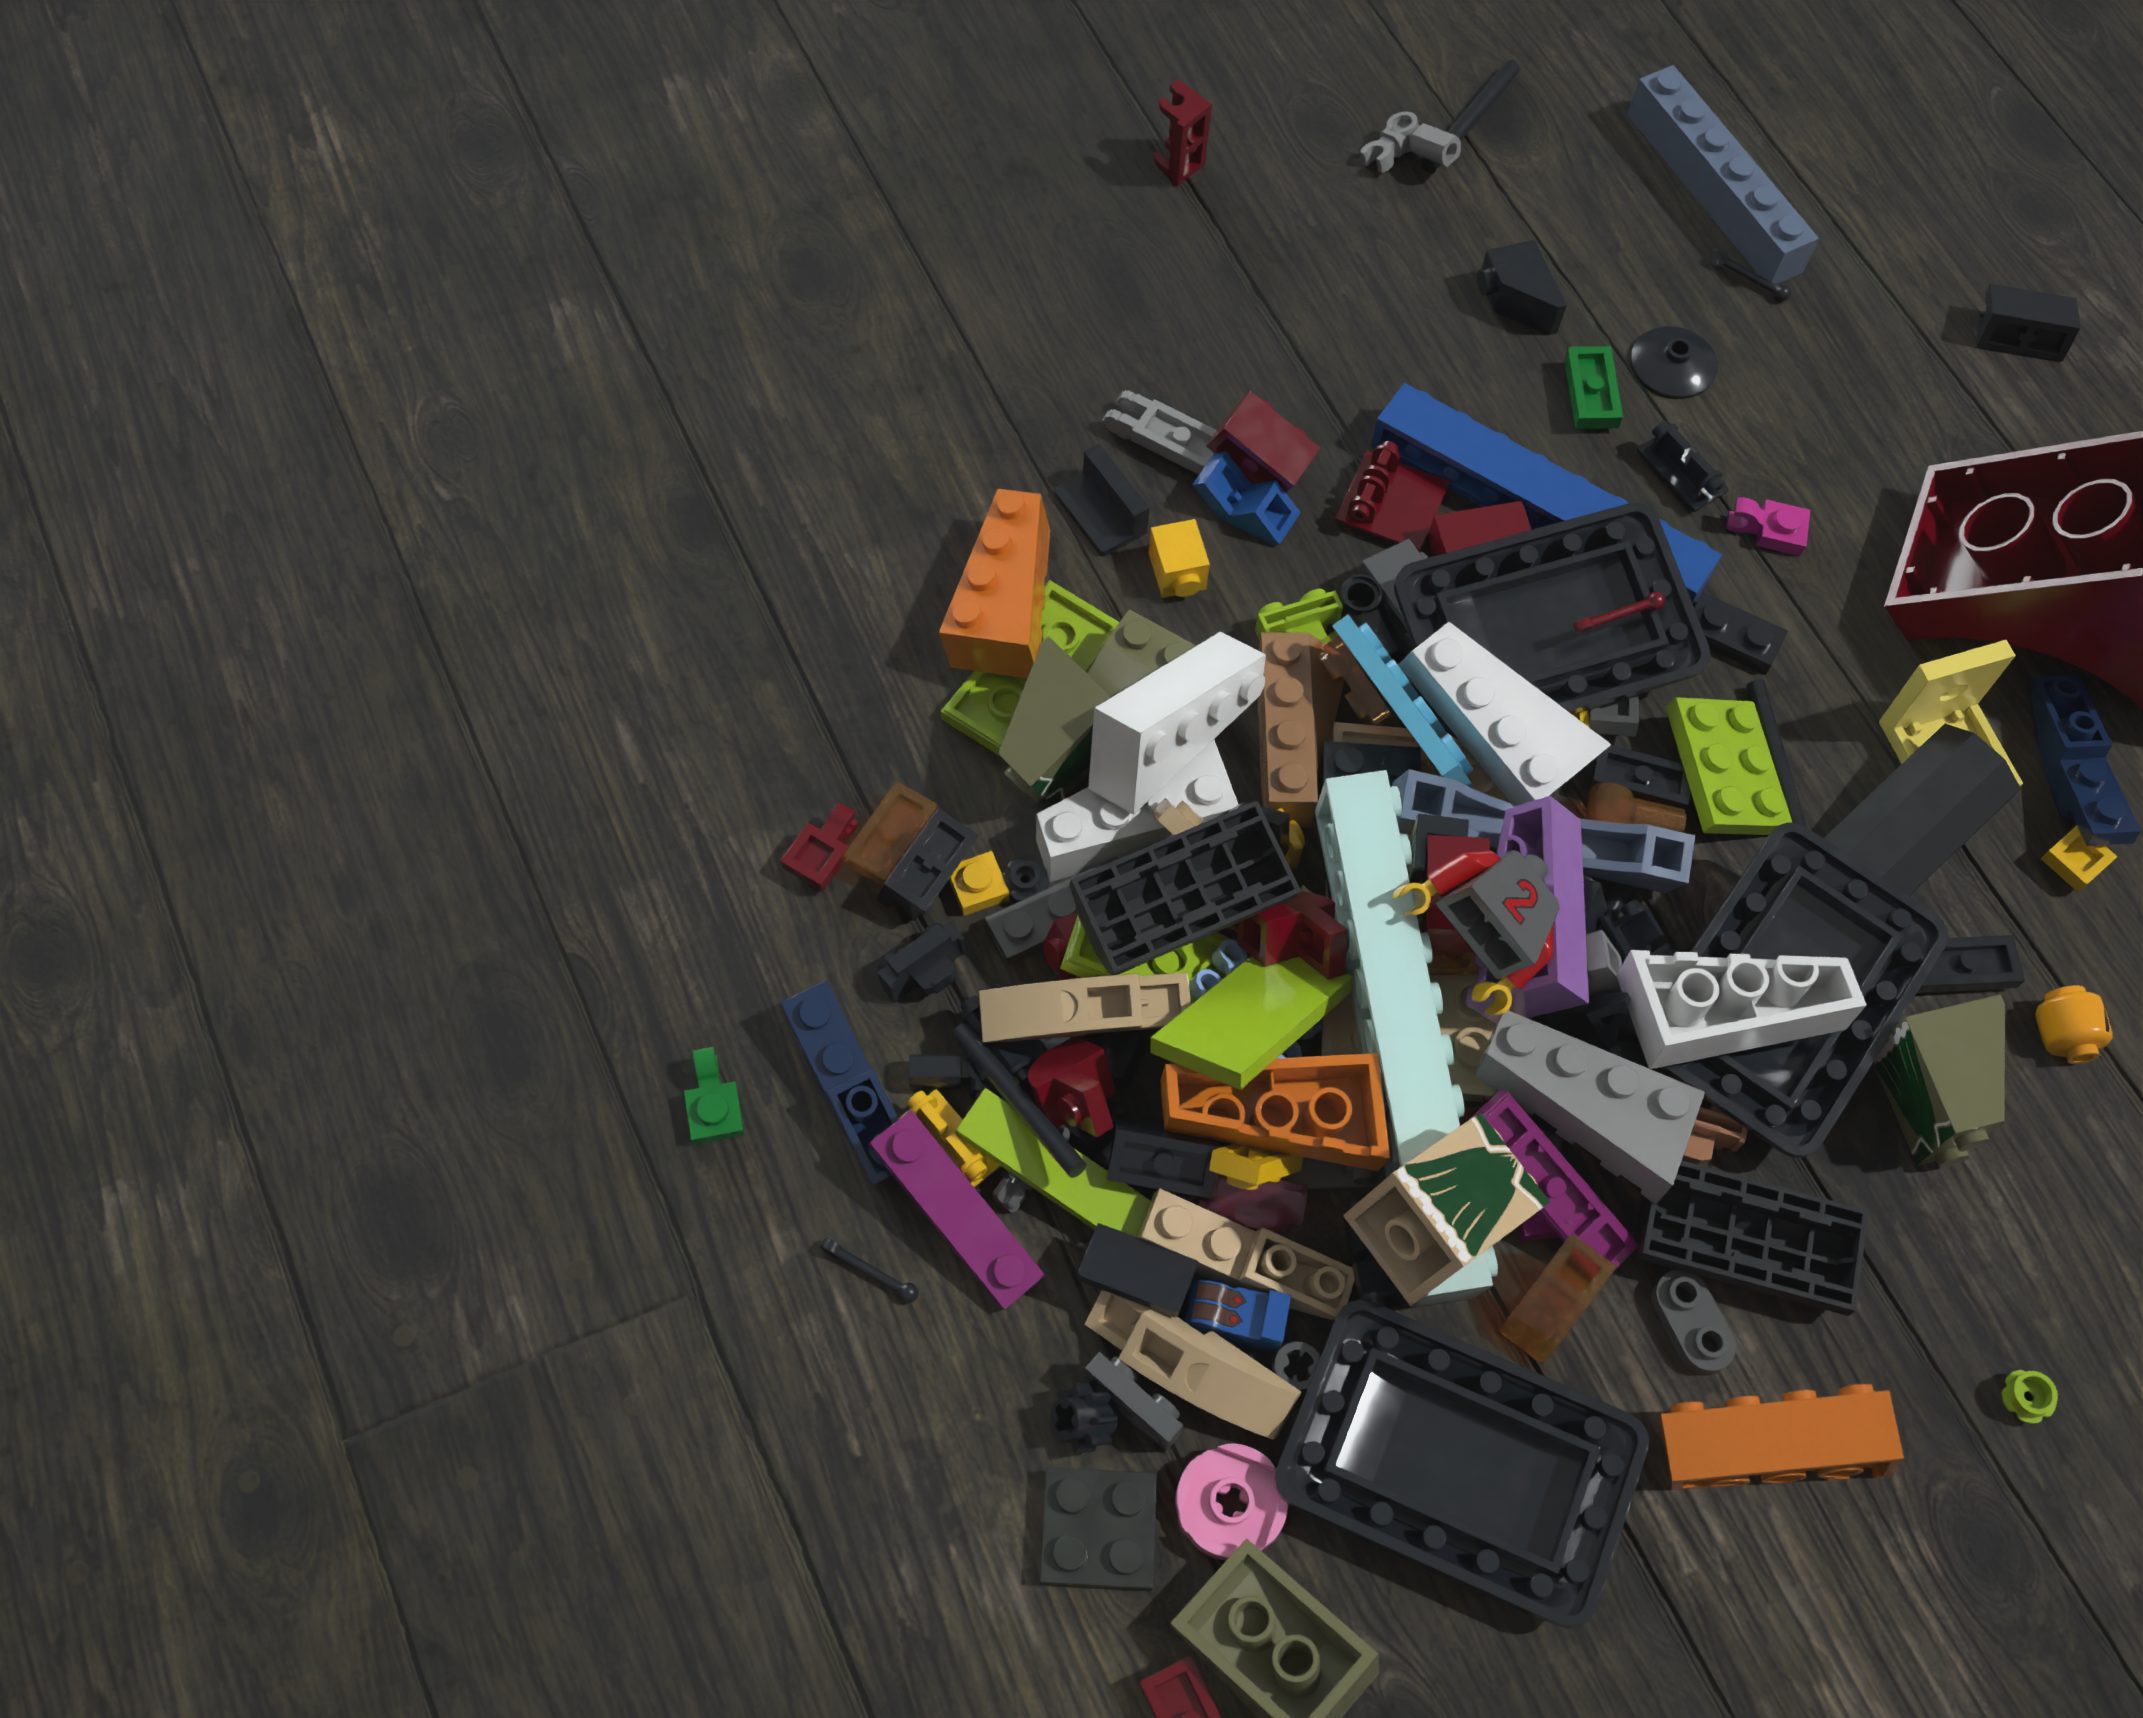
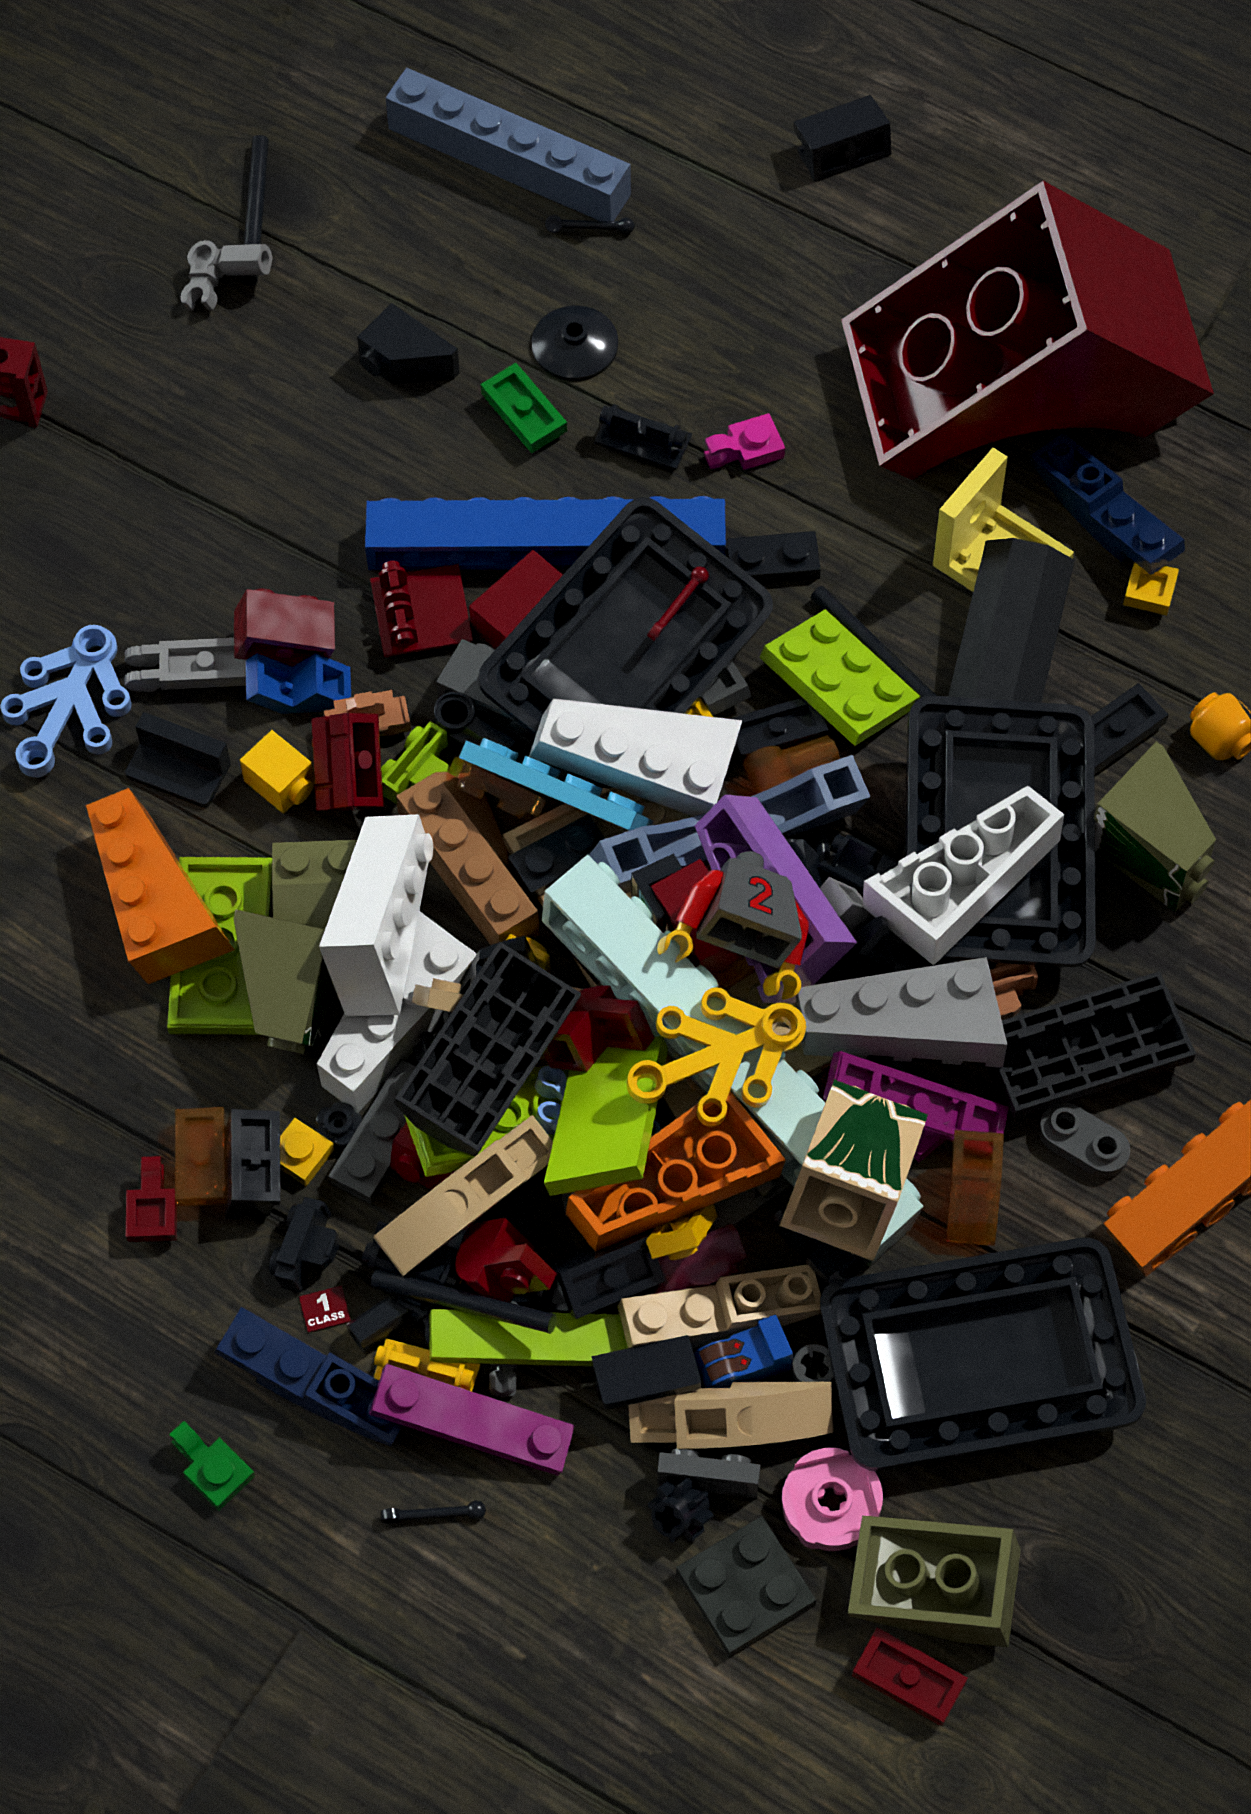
camera: 30 degrees left, 0 degrees up
(905, 1030) = (324, 1308): none -> dark red sticker
(1050, 401) = (66, 695): none -> light blue plant
(1240, 581) = (347, 762): none -> dark red brick
(1284, 558) = (391, 711): none -> nougat piece
(1394, 1020) = (723, 1050): none -> yellow plant

